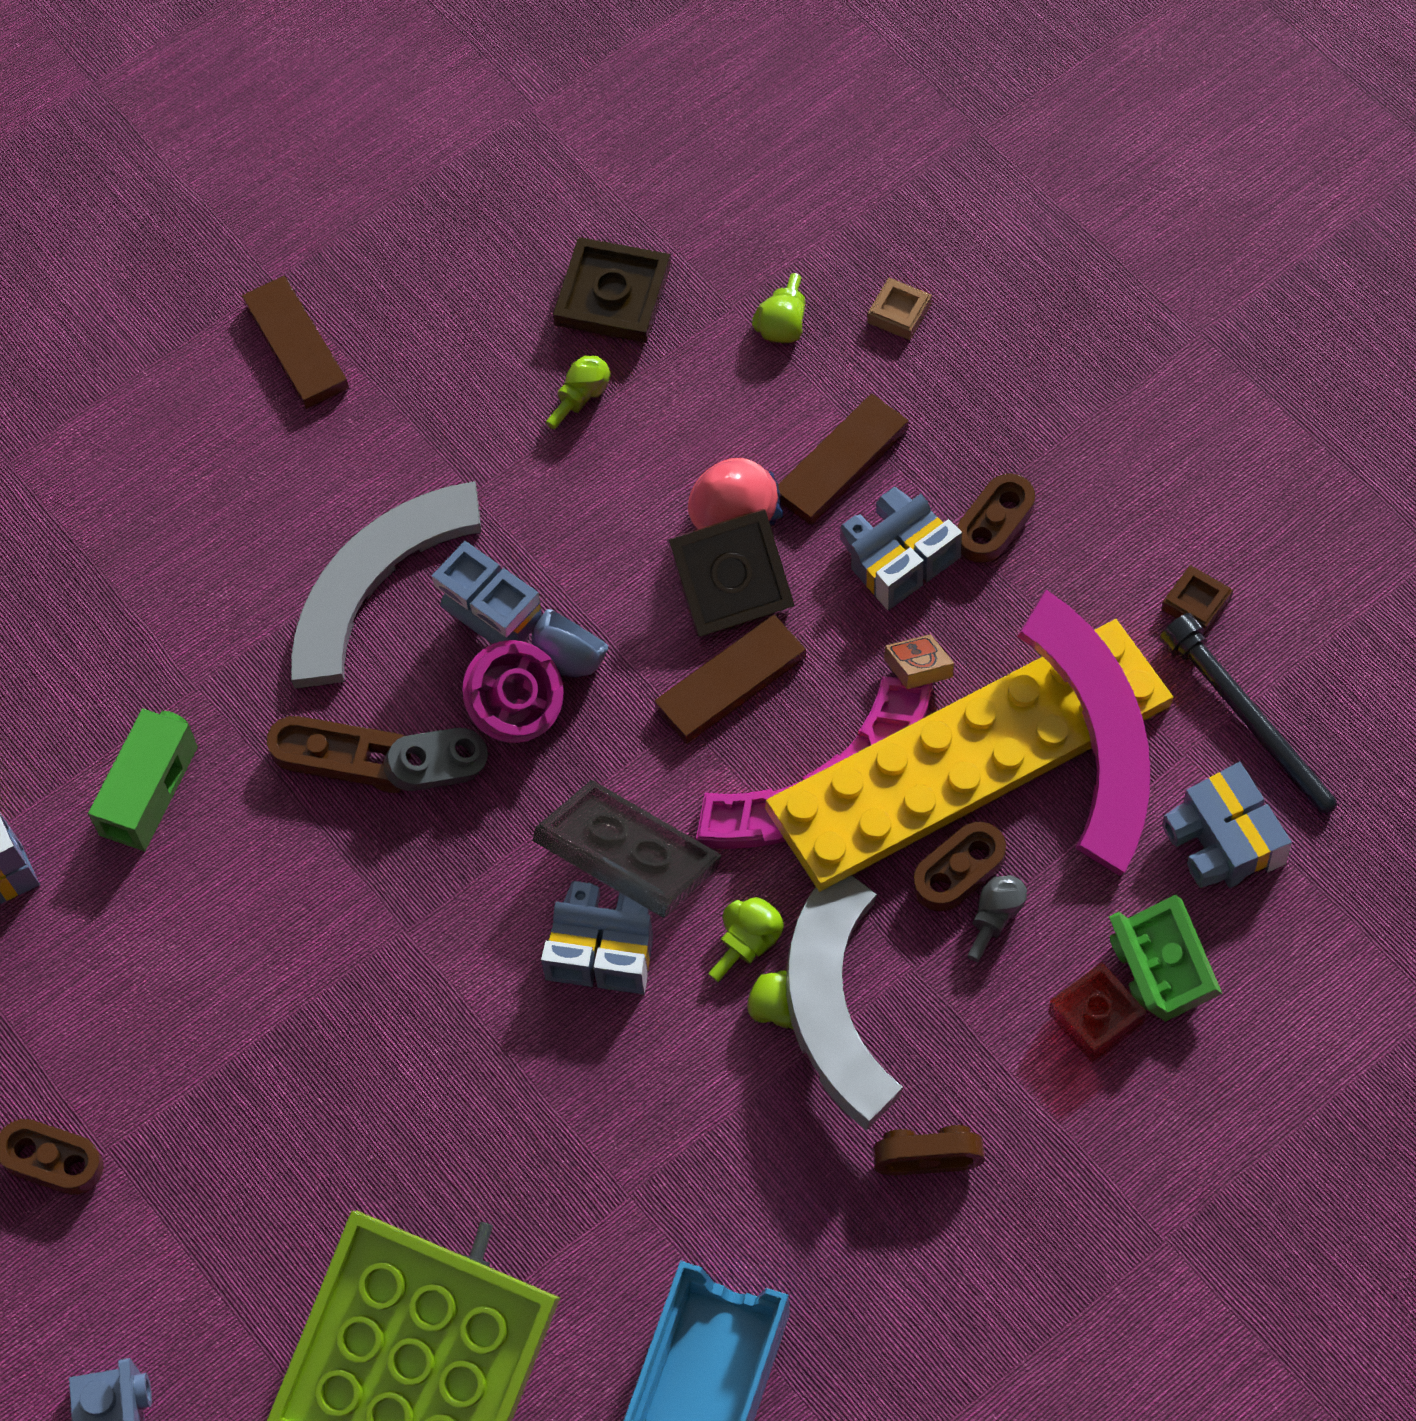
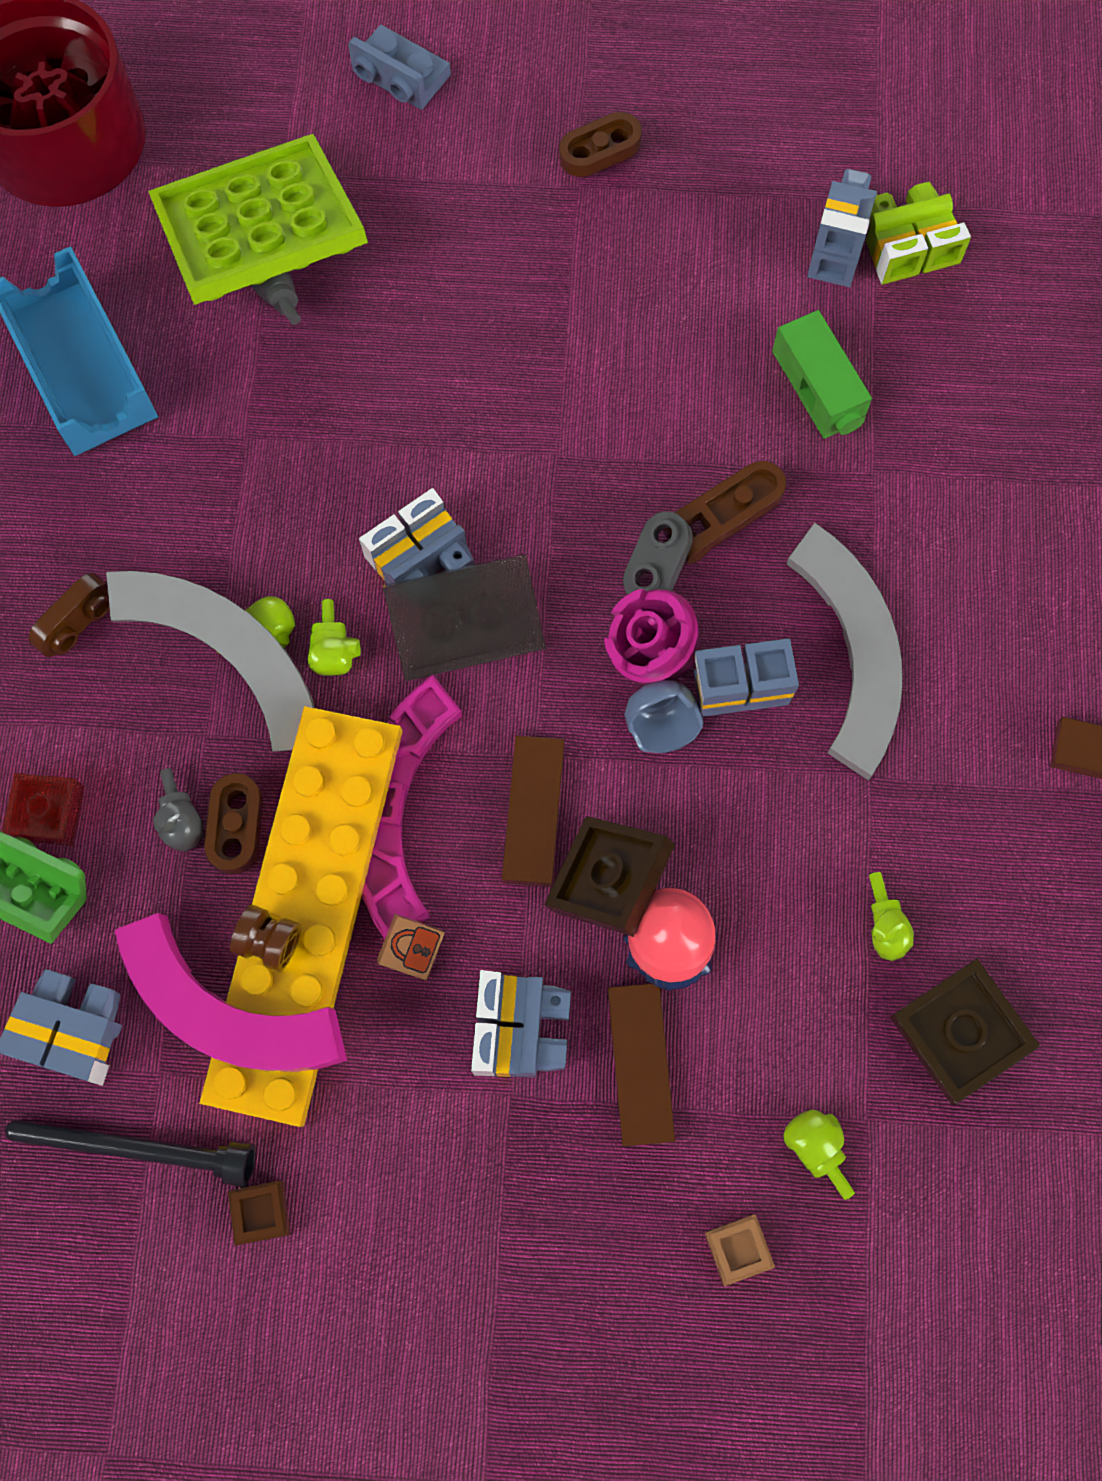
camera: 130 degrees right, 10 degrees up
(992, 520) = (472, 1125): reddish brown plate -> none
(1018, 729) = (265, 938): none -> reddish brown wheel

